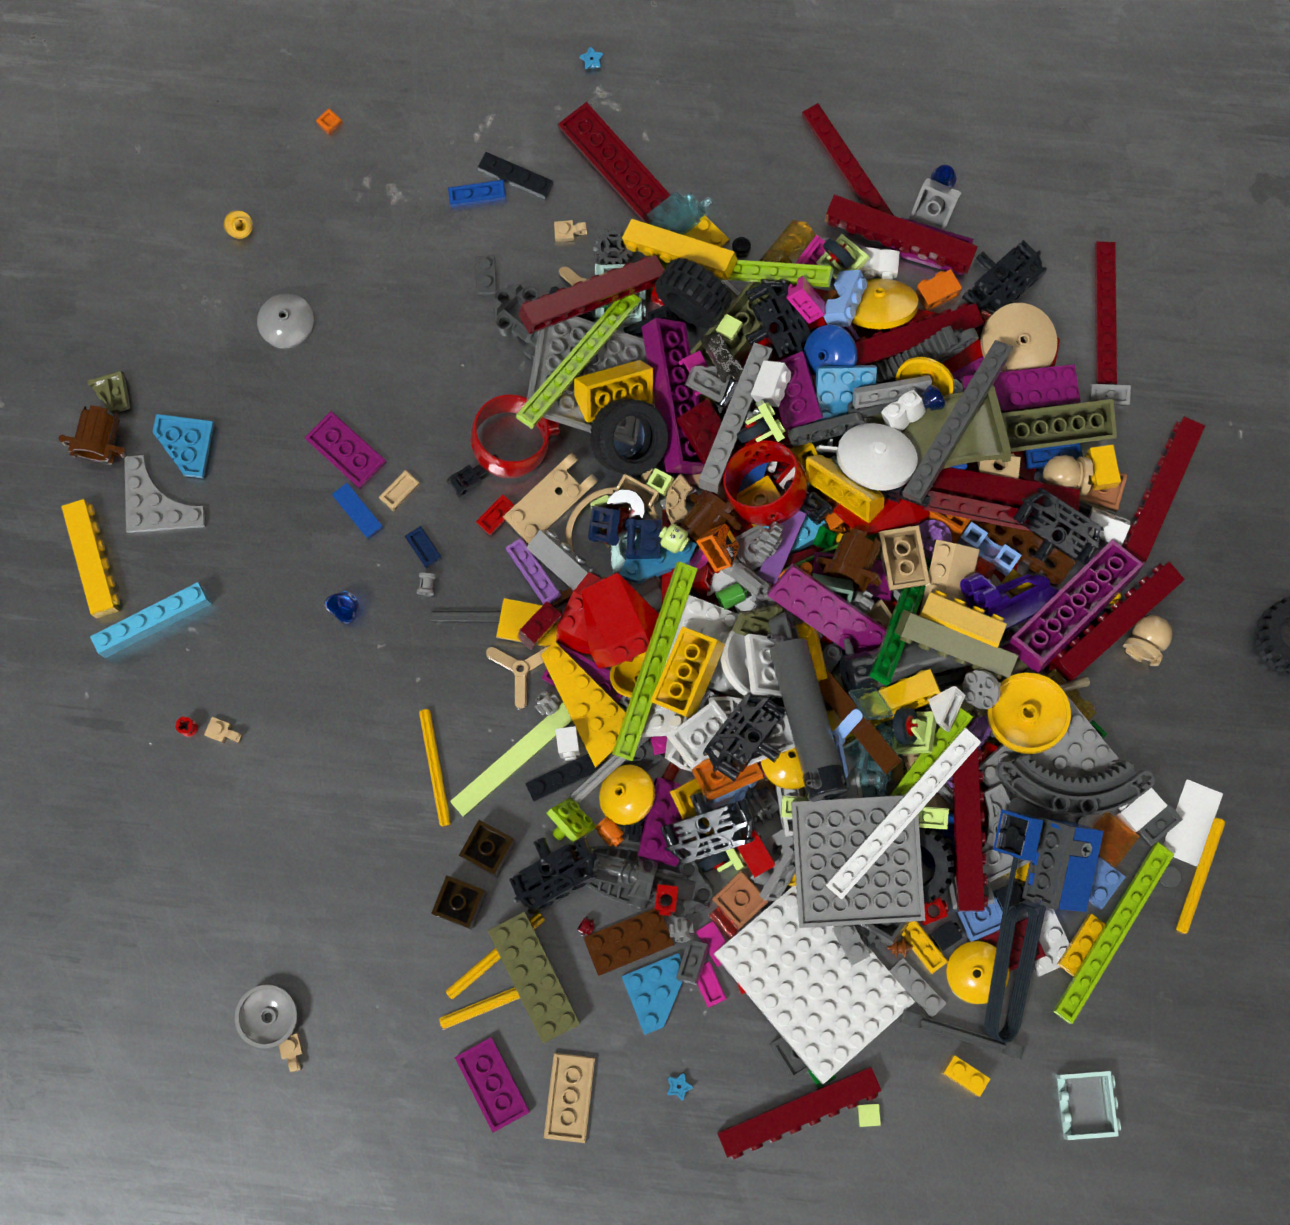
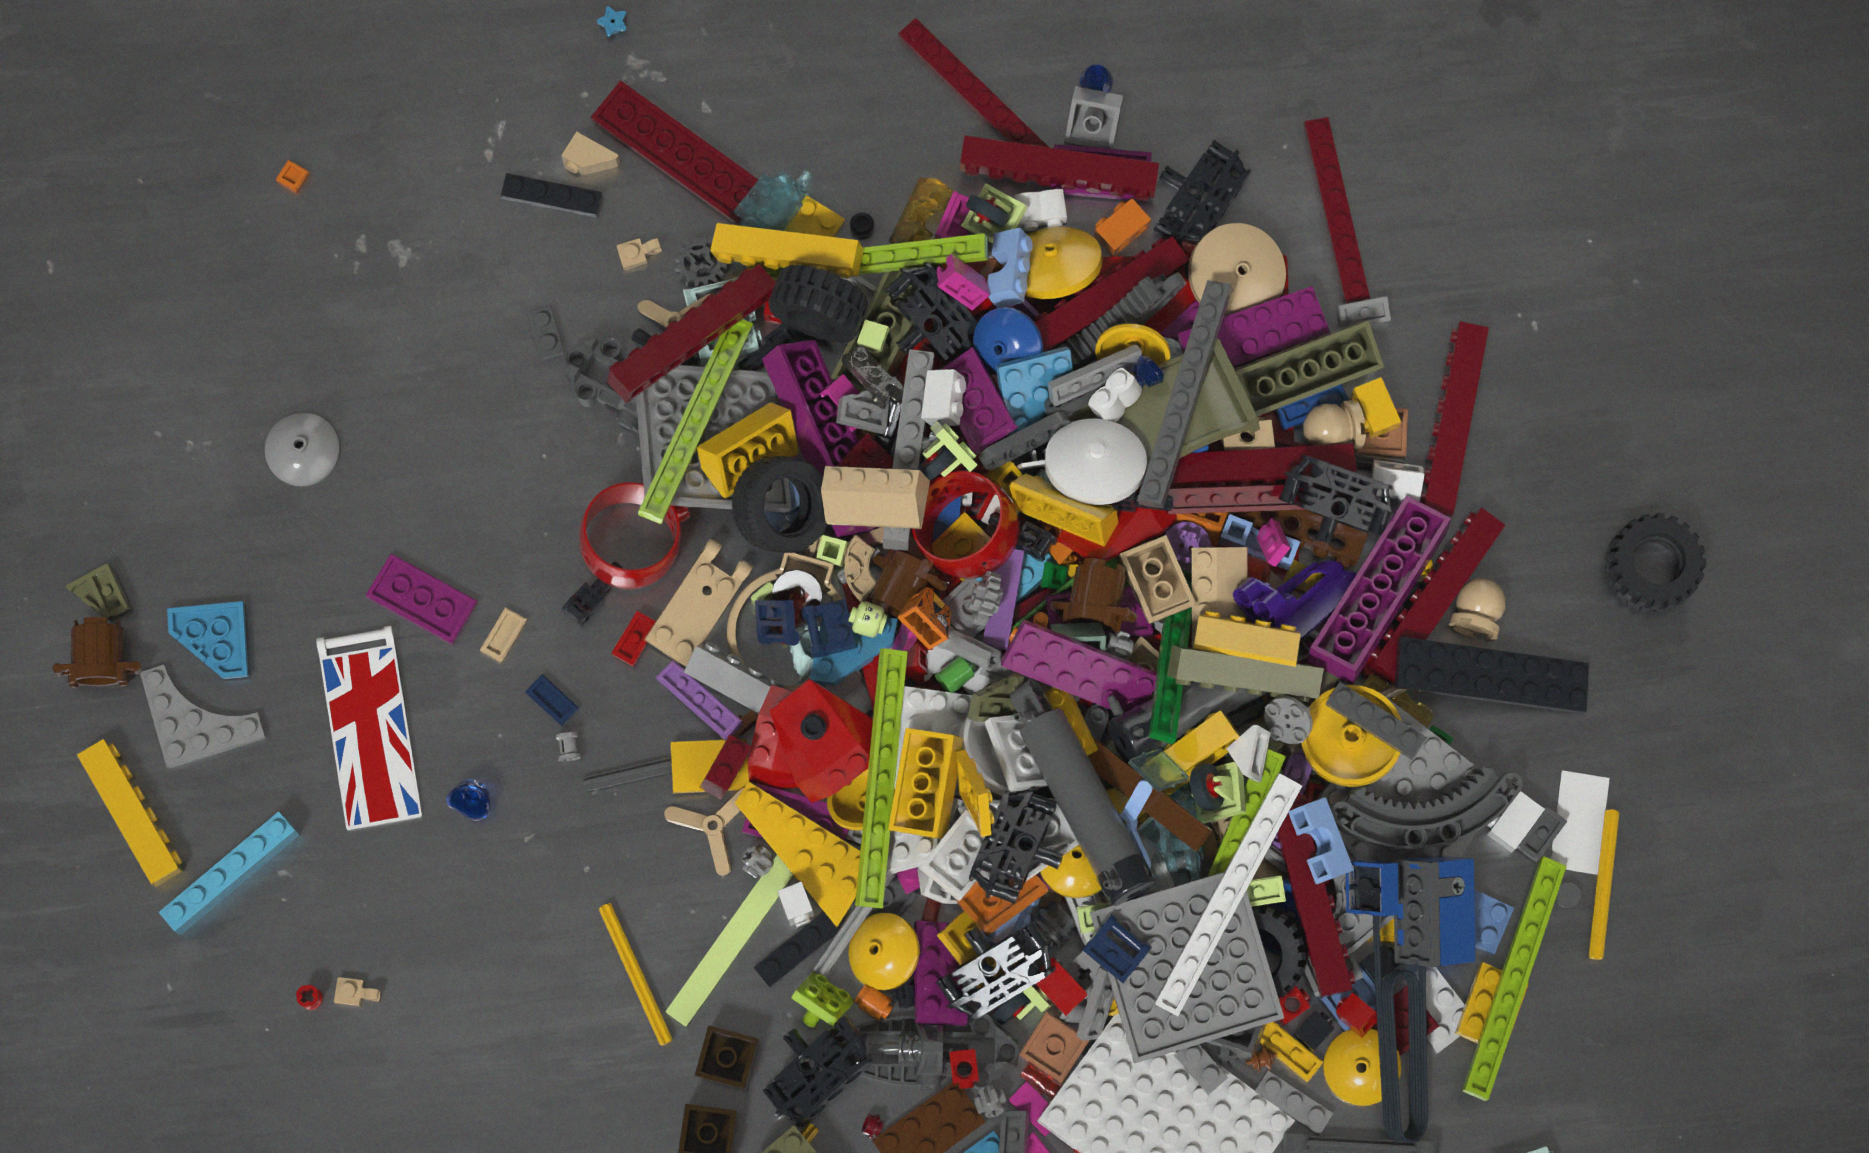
camera: 20 degrees left, 0 degrees up
(238, 224) = (210, 338): yellow plate -> none
(282, 539) = (369, 731): none -> flag
(357, 510) = (456, 673): blue tile -> none
(477, 193) = (508, 229): blue tile -> none
(549, 152) = (588, 156): none -> tan slope
(611, 609) = (813, 727): none -> black plate
(700, 445) = (874, 497): none -> tan slope
(723, 688) = (974, 793): none -> yellow plate
(800, 839) = (1110, 955): none -> dark blue plate
(982, 931) = (1356, 1014): none -> red brick
(987, 774) = (1331, 853): none -> light blue arch
(1000, 550) = (1273, 542): none -> dark pink plate
(1050, 706) = (1376, 721): none -> dark grey plate
(1116, 839) = (1491, 865): clear orange plate -> none
(1148, 692) = (1491, 675): none -> black plate

